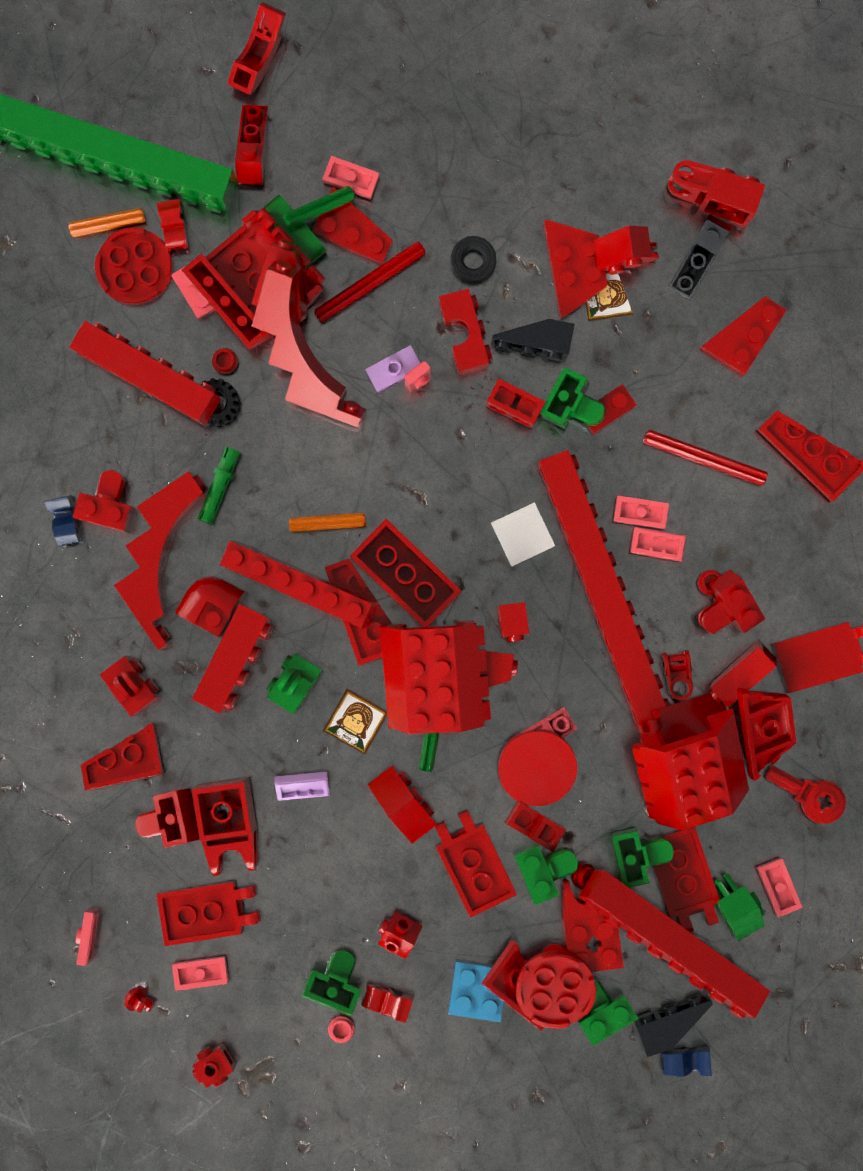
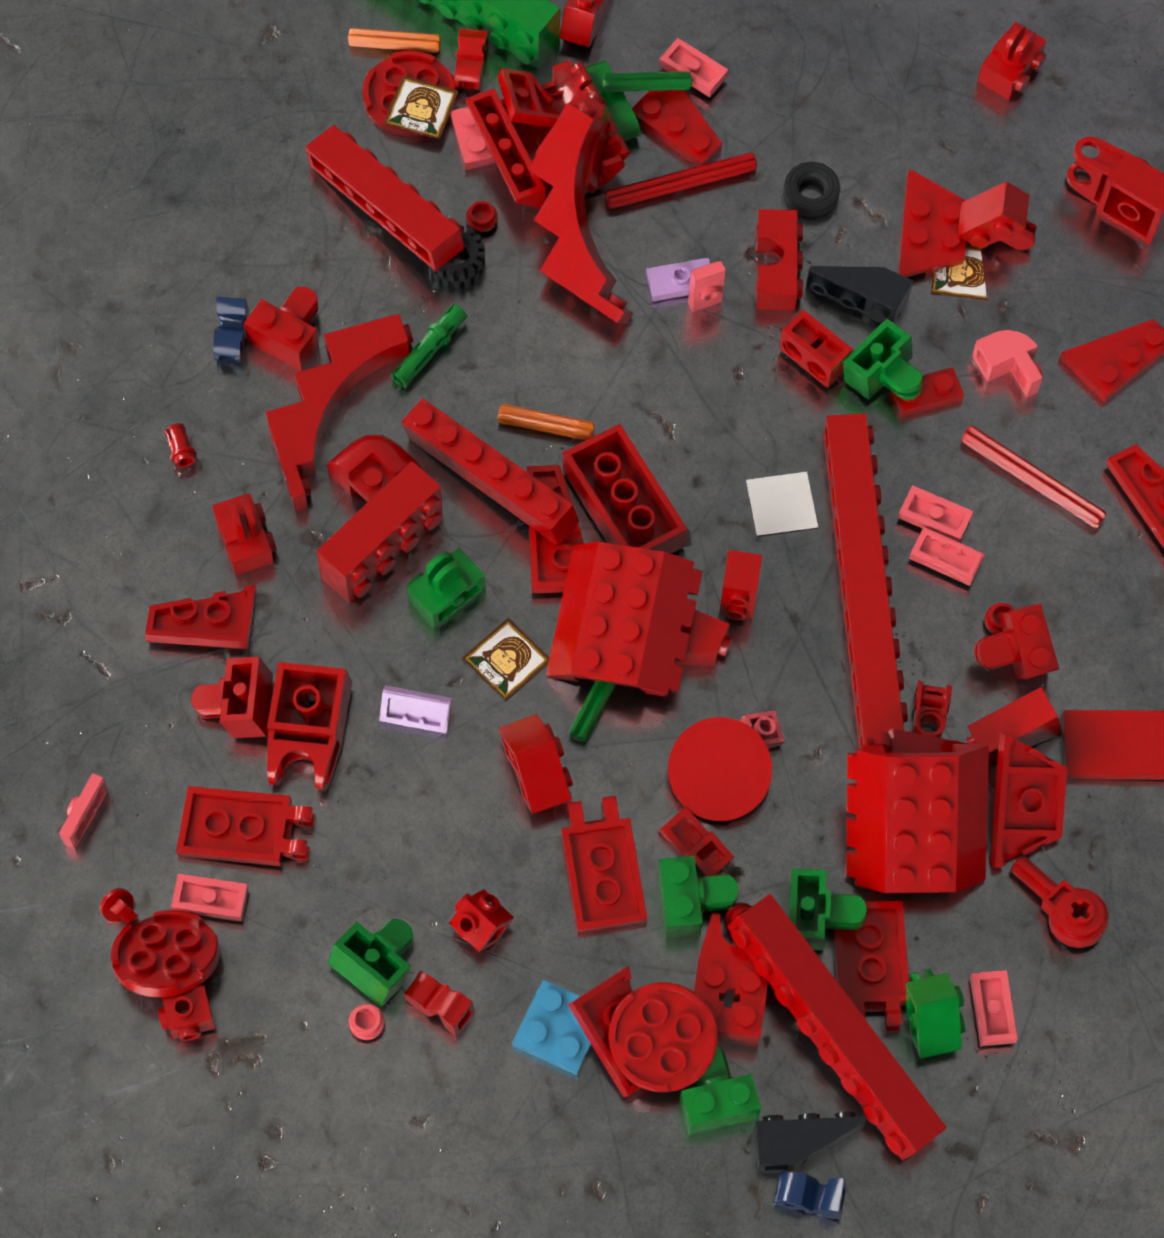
camera: 15 degrees right, 20 degrees down
(58, 626) = (182, 452): none -> red pin
(147, 278) = (421, 107): none -> sticker
(183, 1029) = (165, 954): none -> red tile
(229, 253) = (526, 99): none -> red wing
(601, 96) = (1012, 61): none -> red brick
(664, 359) = (1006, 353): none -> coral brick
(700, 256) = (1085, 255): black slope -> none

